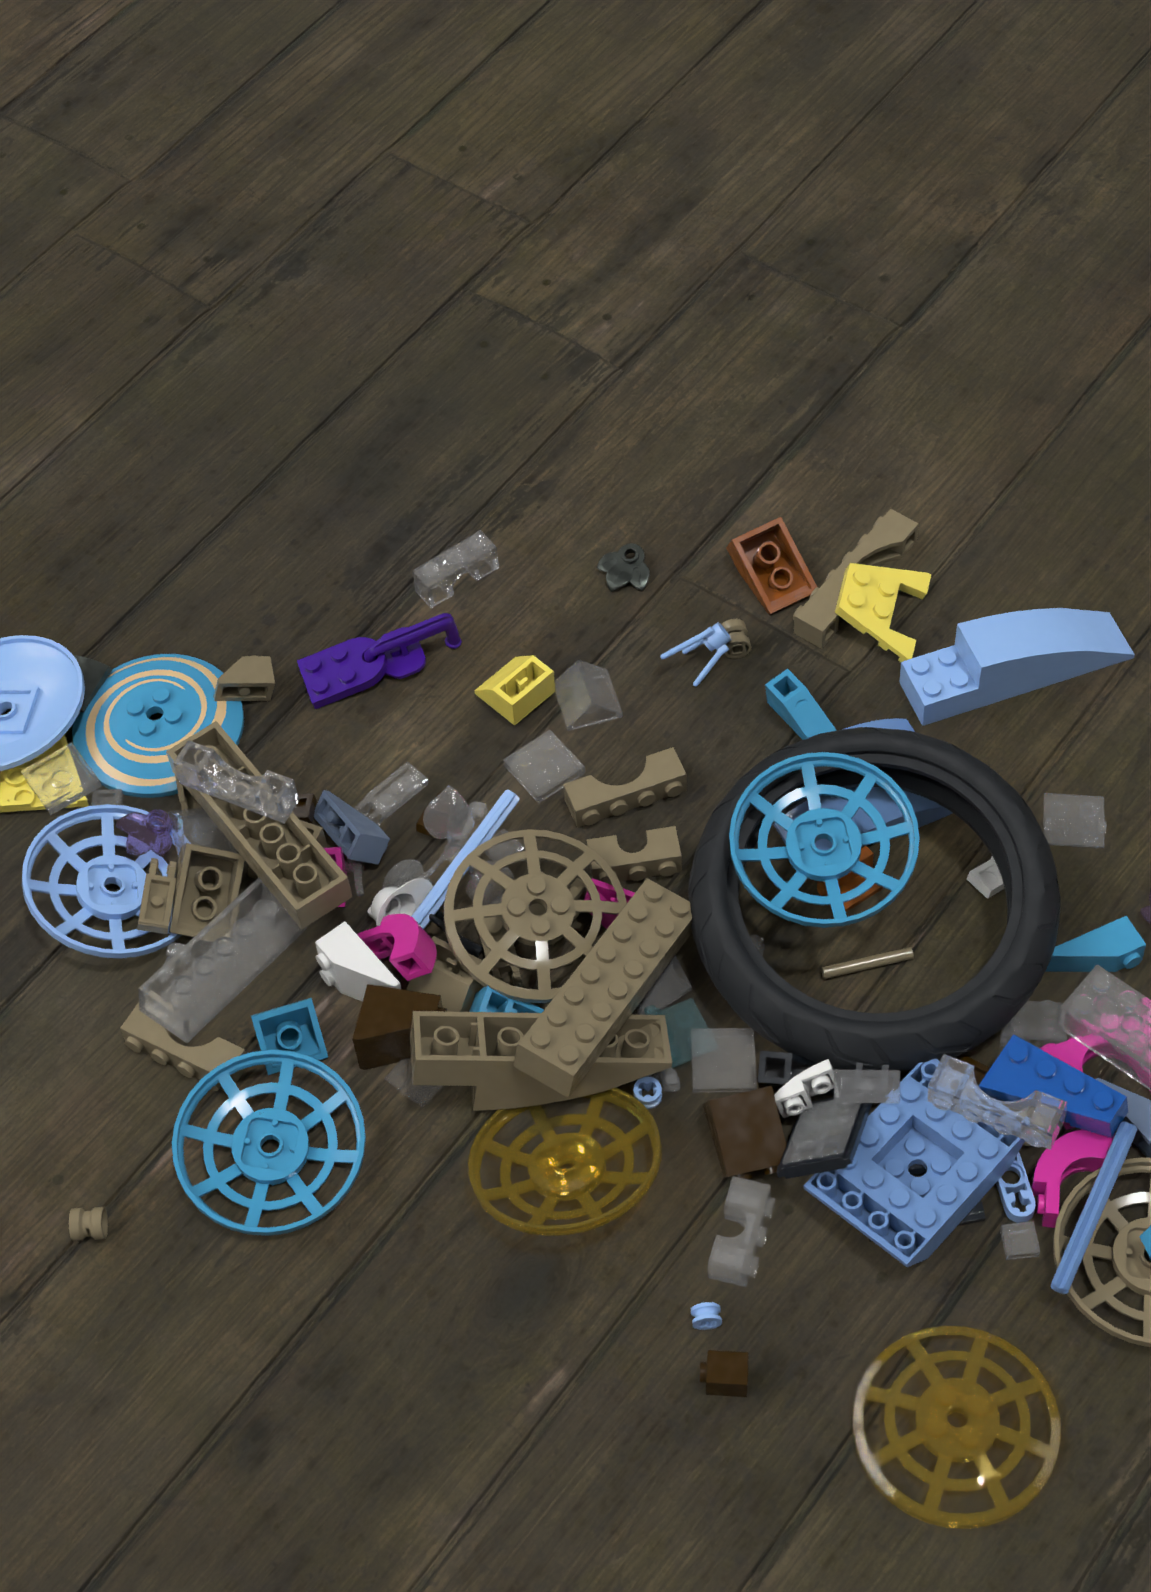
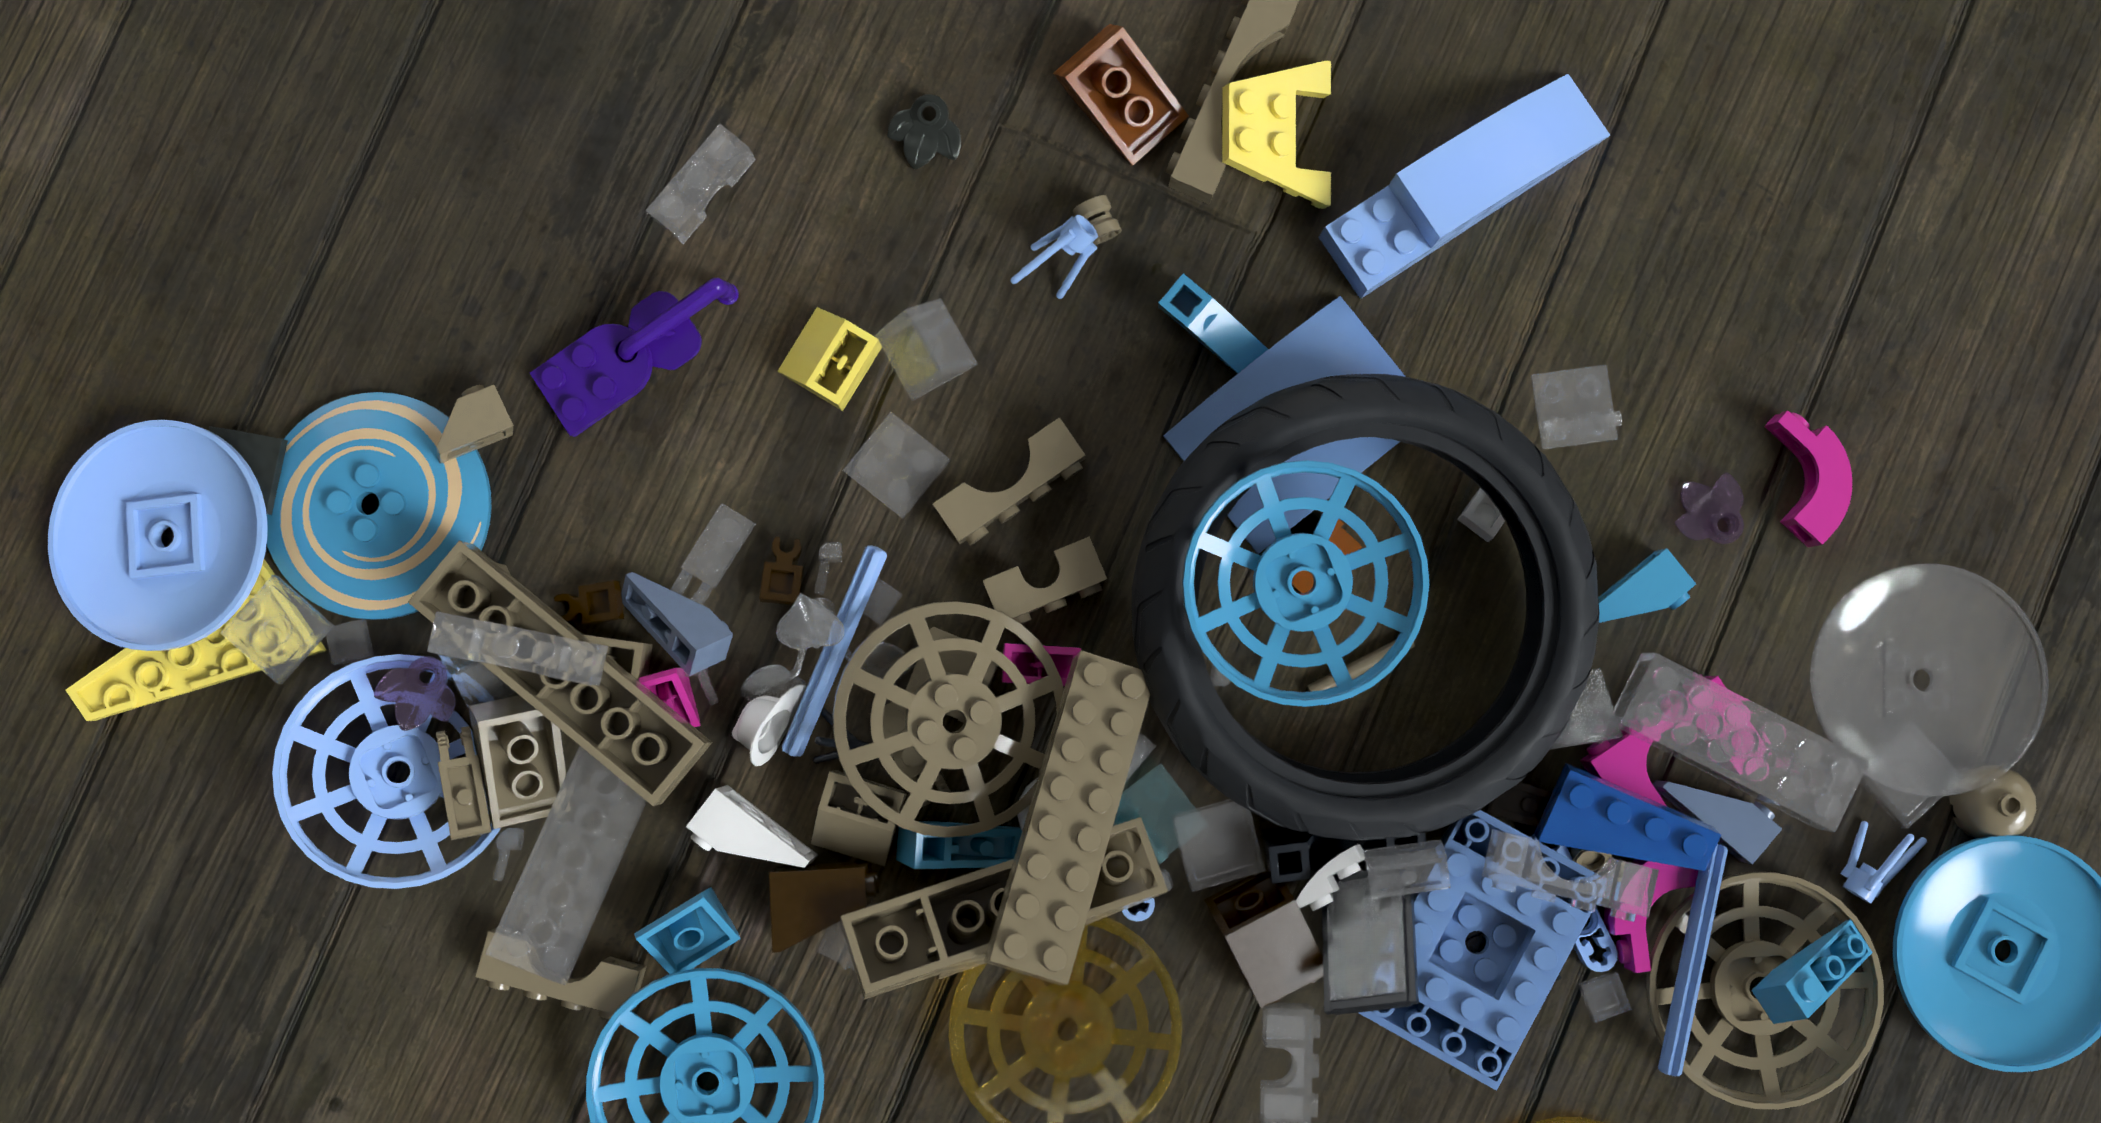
camera: 20 degrees left, 30 degrees up
(405, 942) = (808, 792): dark pink arch -> none

